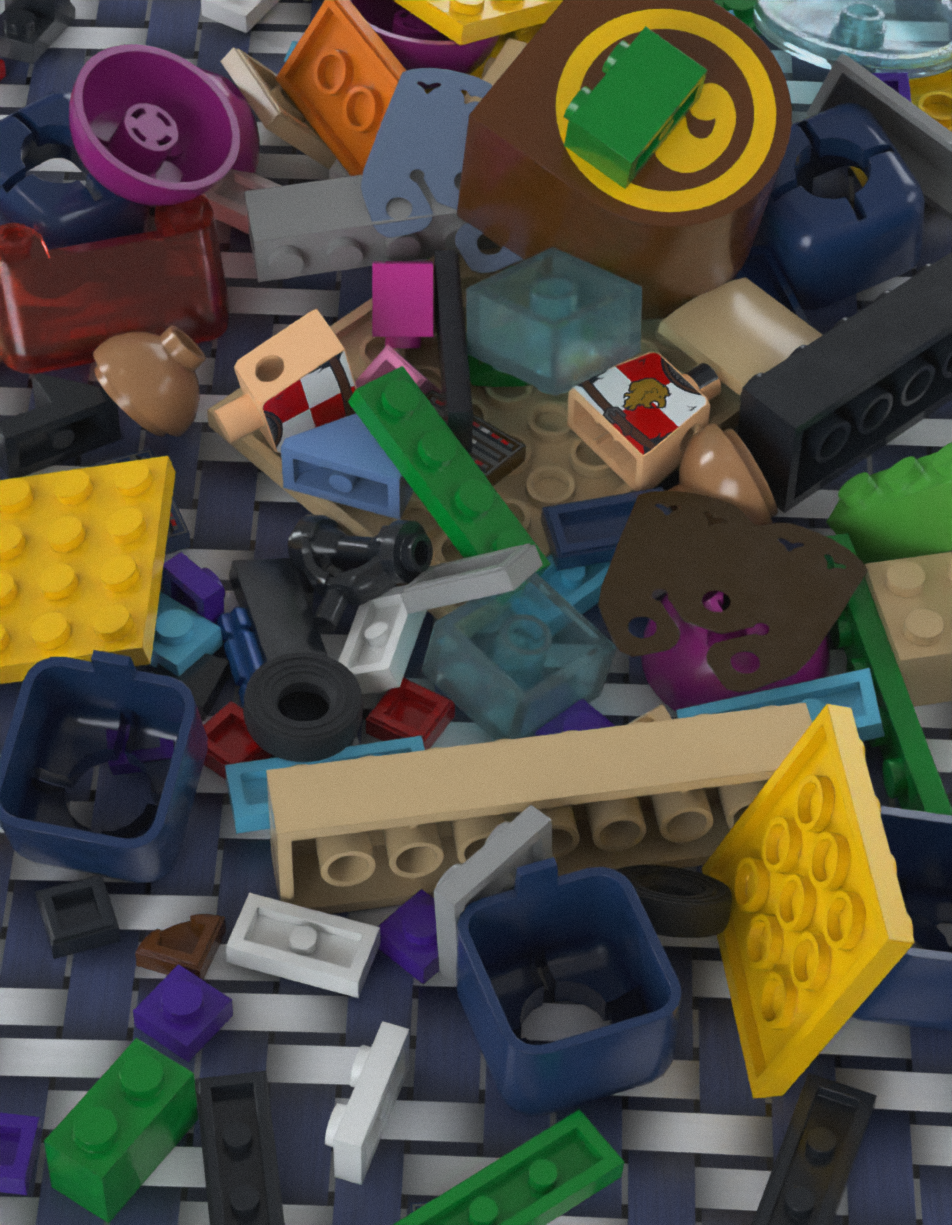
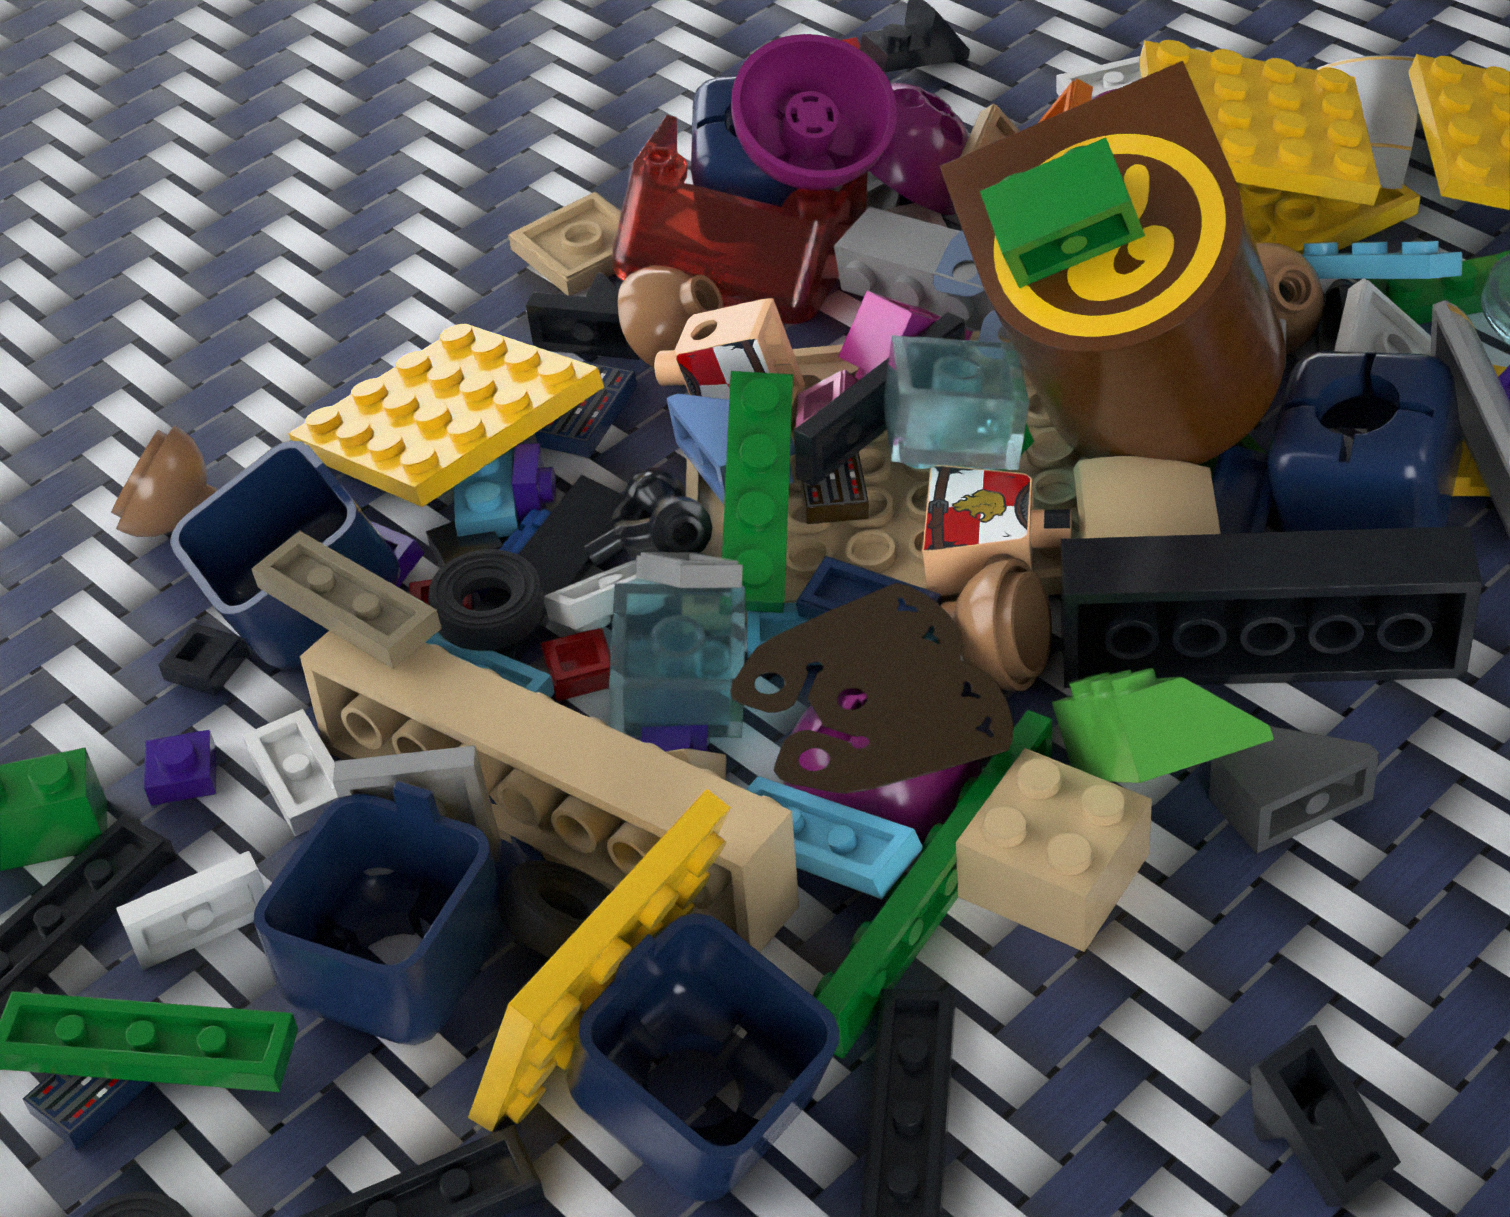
camera: 50 degrees right, 5 degrees down
(186, 944) = (232, 720): reddish brown tile -> none
(274, 759) = (347, 599): none -> dark tan plate

